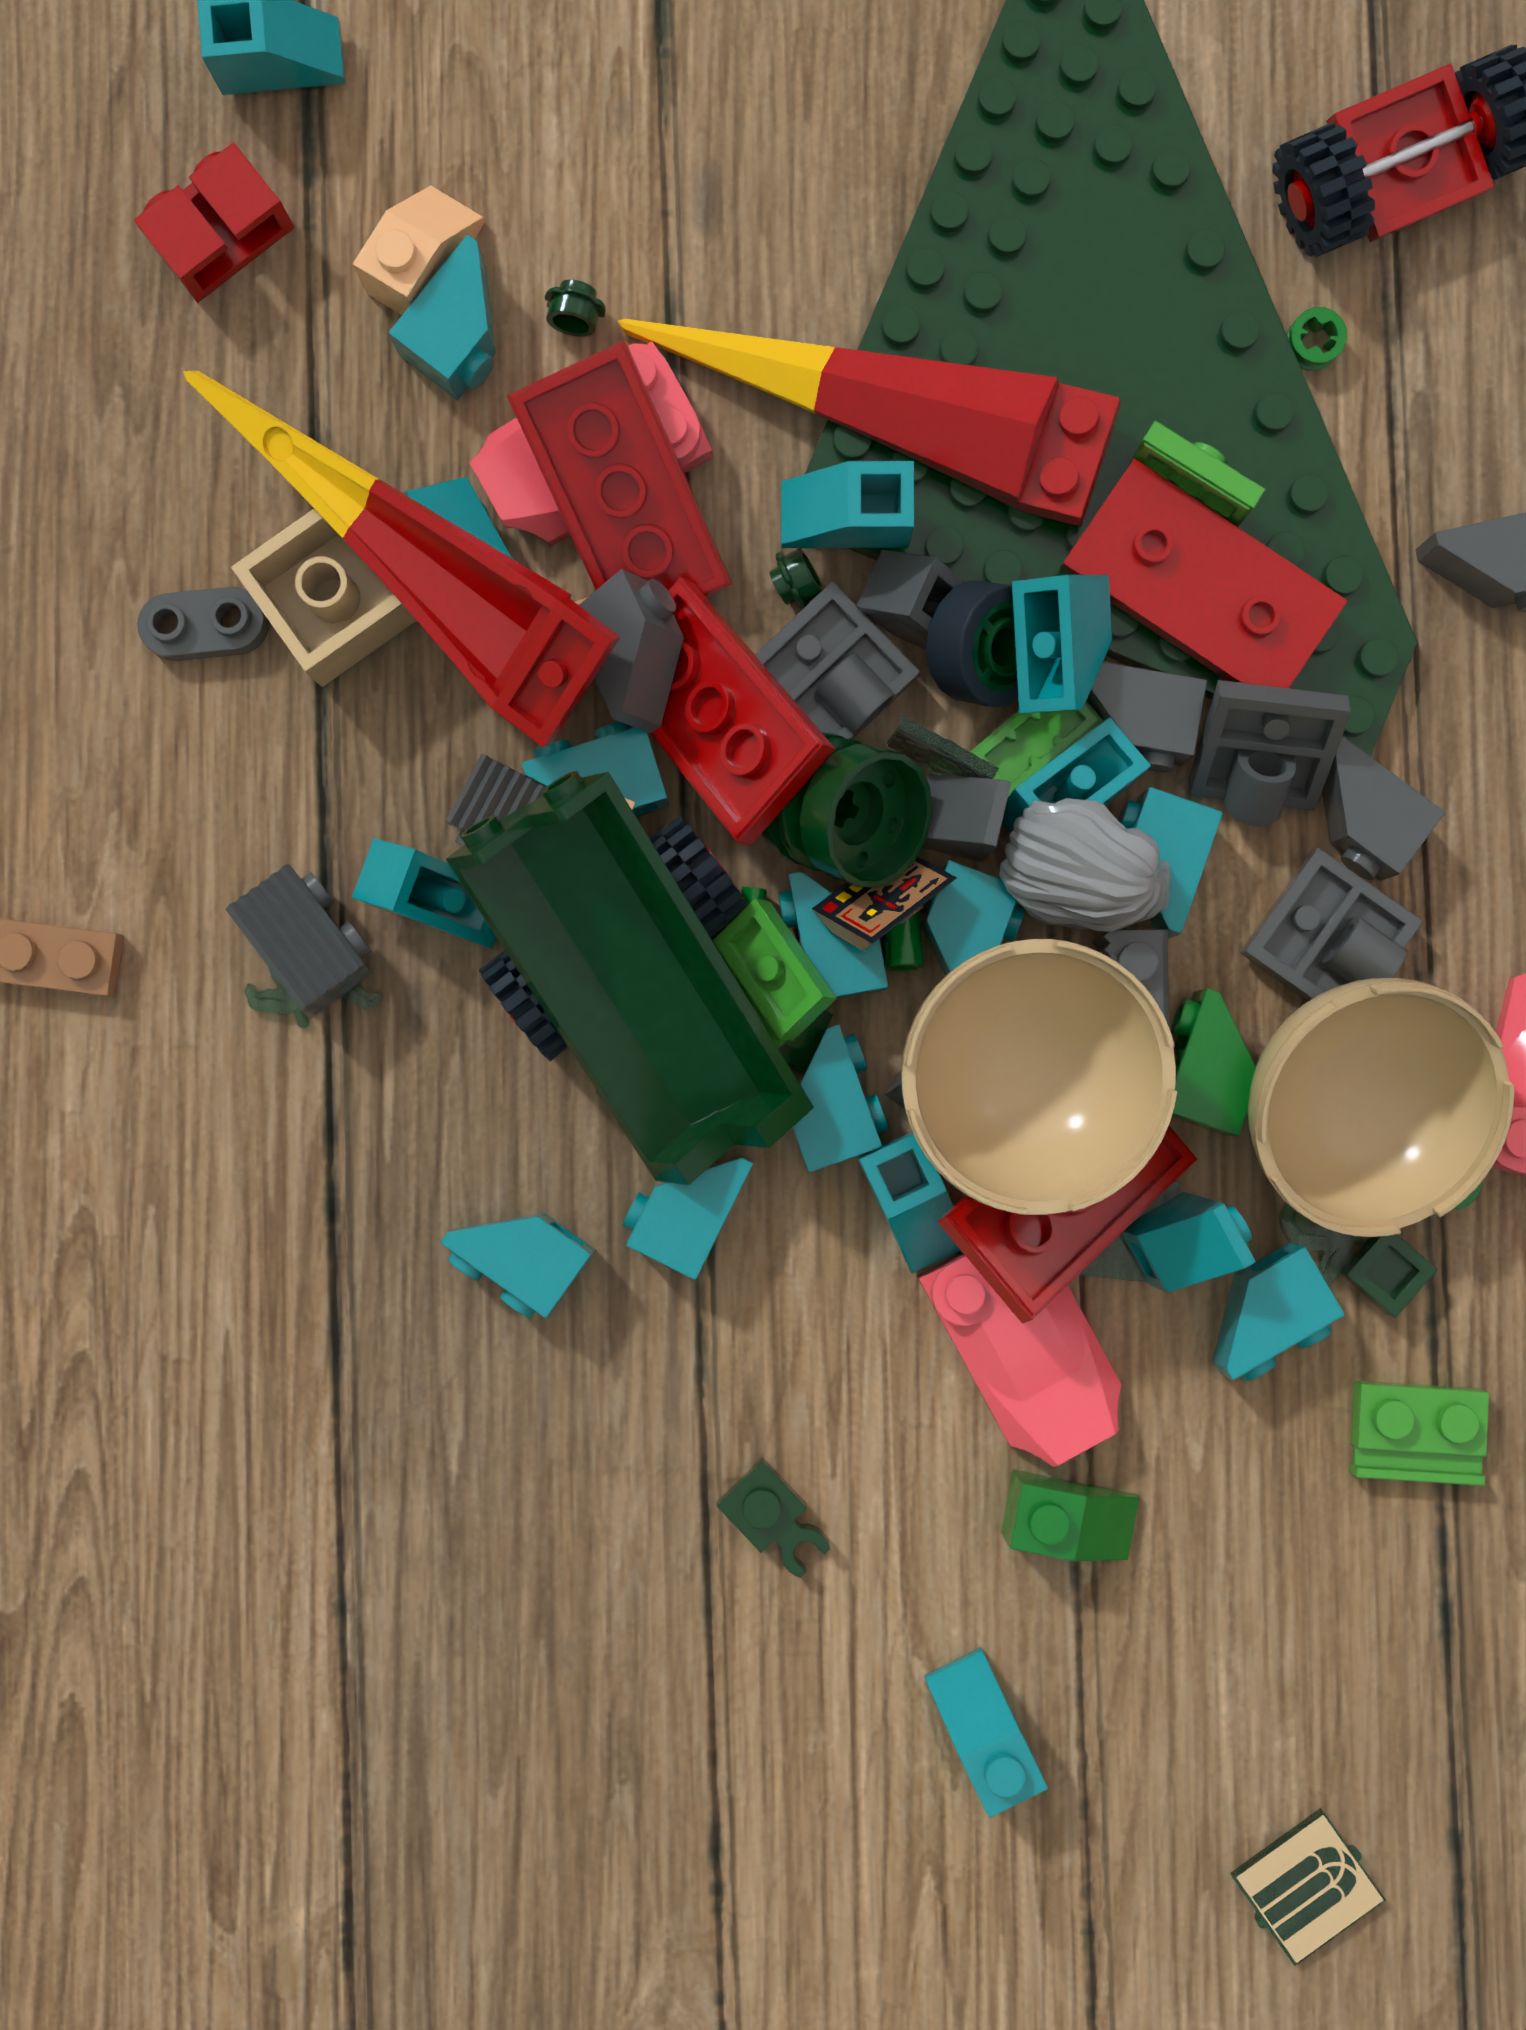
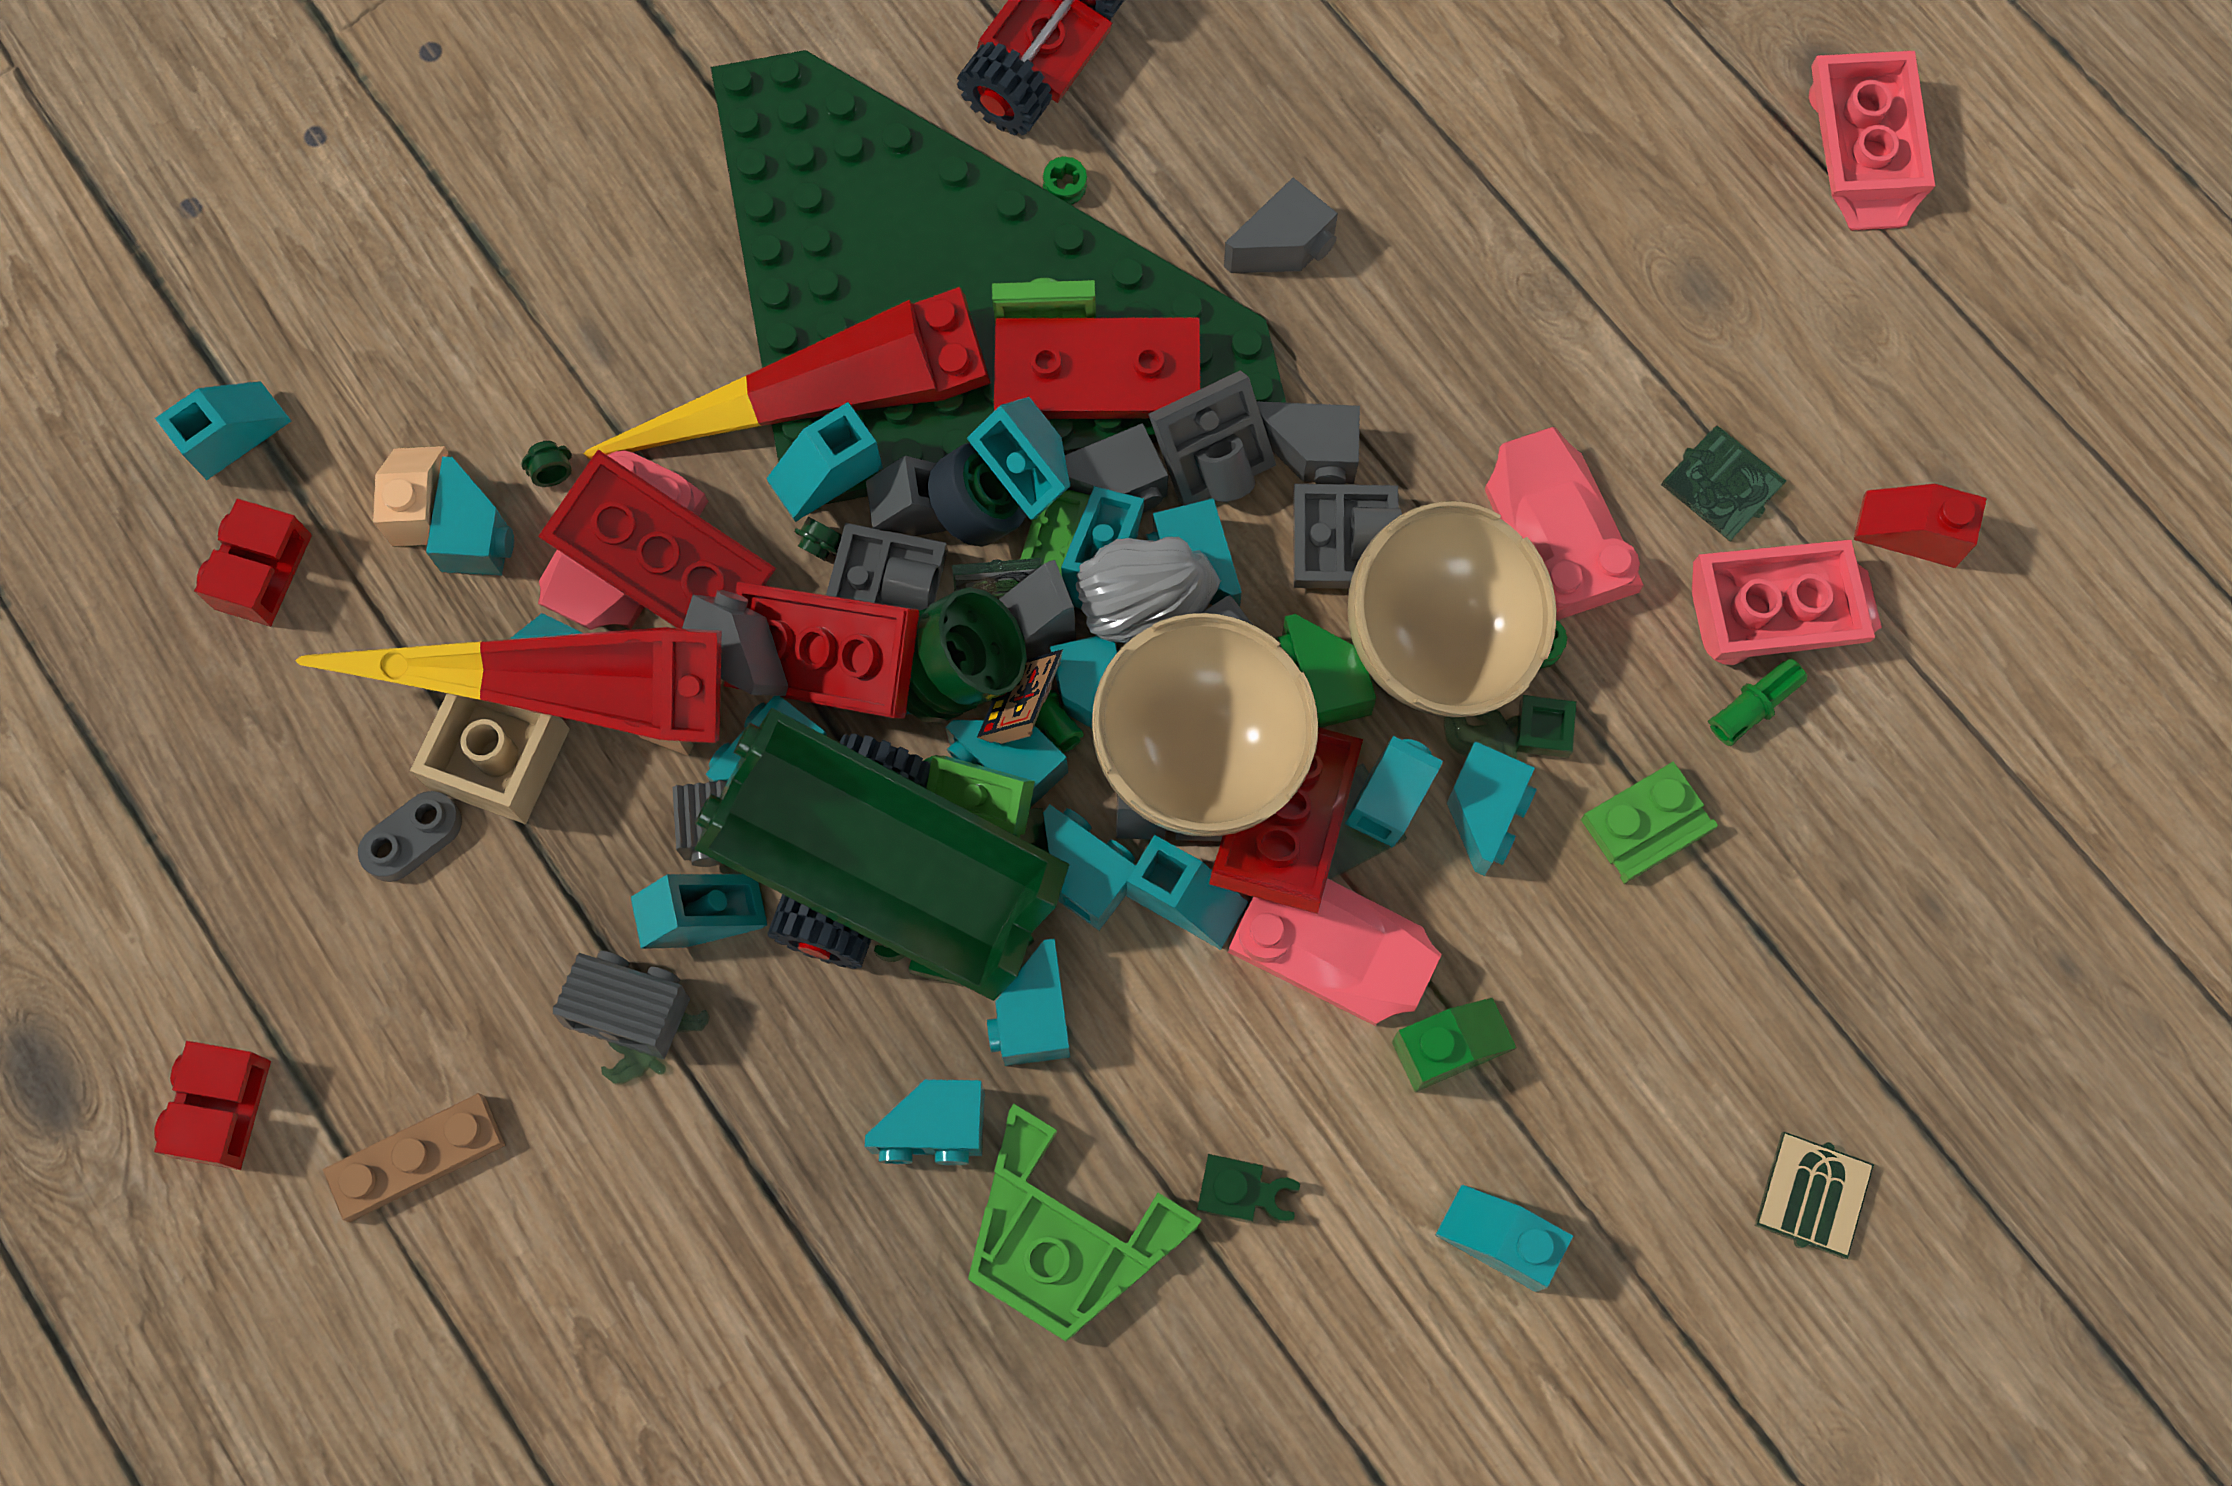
camera: 35 degrees left, 15 degrees down
(550, 1458) = (1048, 1256): none -> bright green wing

